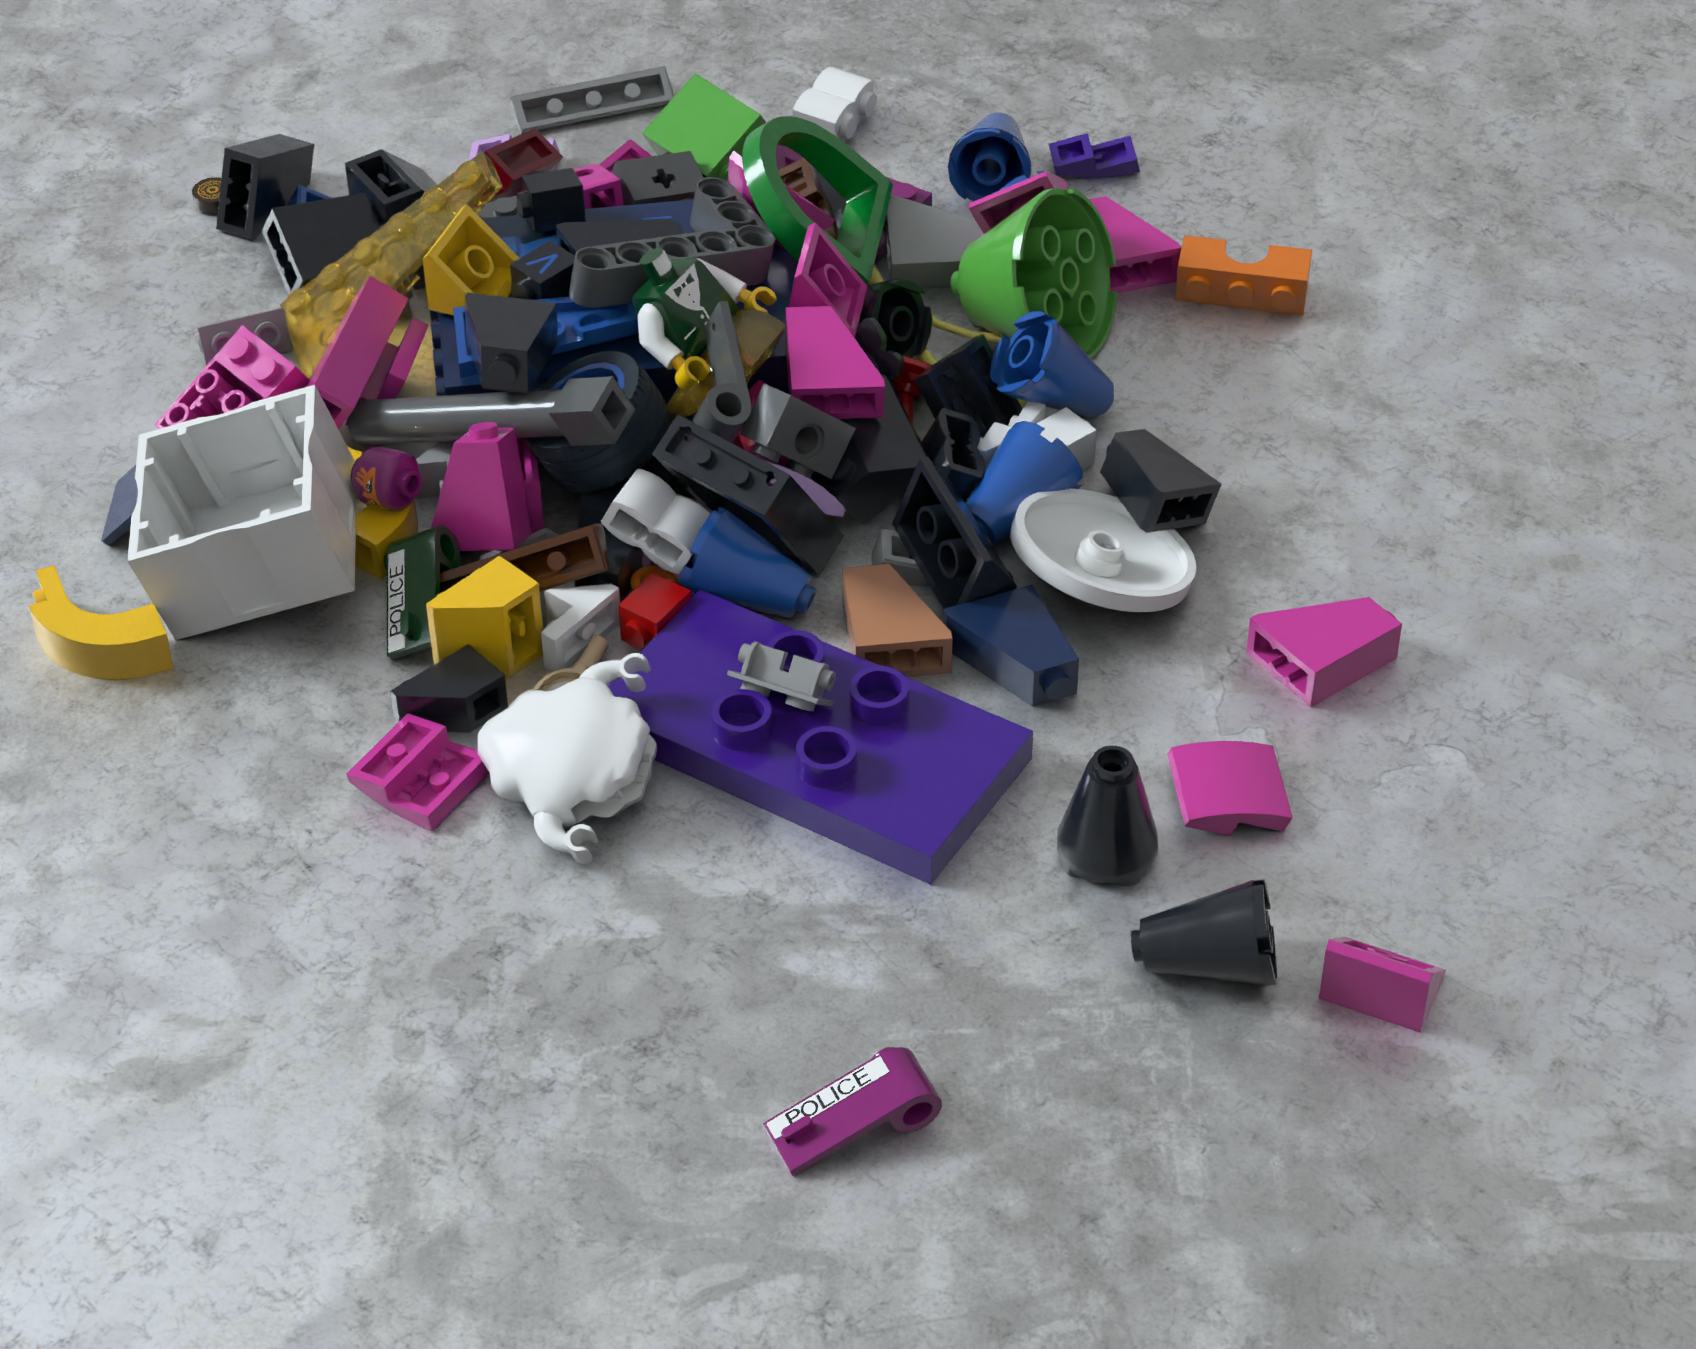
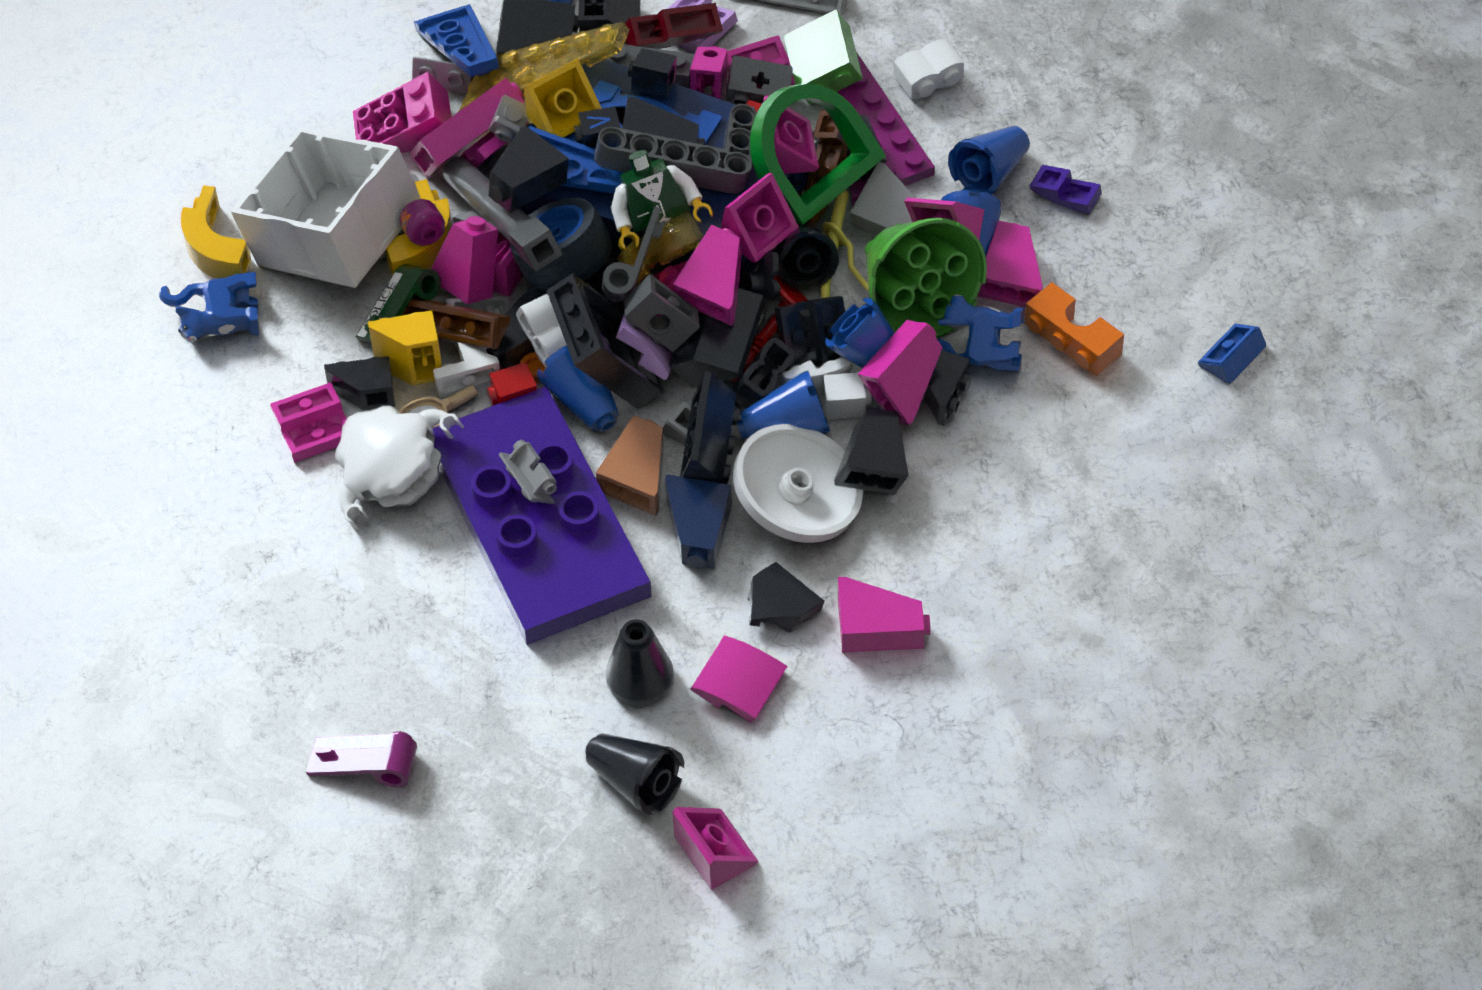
camera: 35 degrees right, 10 degrees up
(177, 700) = (222, 303): none -> blue animal
(242, 286) = (460, 39): none -> blue wing
(409, 322) = (508, 118): none -> light grey bracket
(1118, 375) = (903, 369): none -> dark pink slope
(1157, 386) = (946, 384): none -> black slope
(1162, 316) = (984, 333): none -> blue animal
(1192, 682) = (780, 598): none -> black slope
(1422, 229) = (1233, 352): none -> blue slope

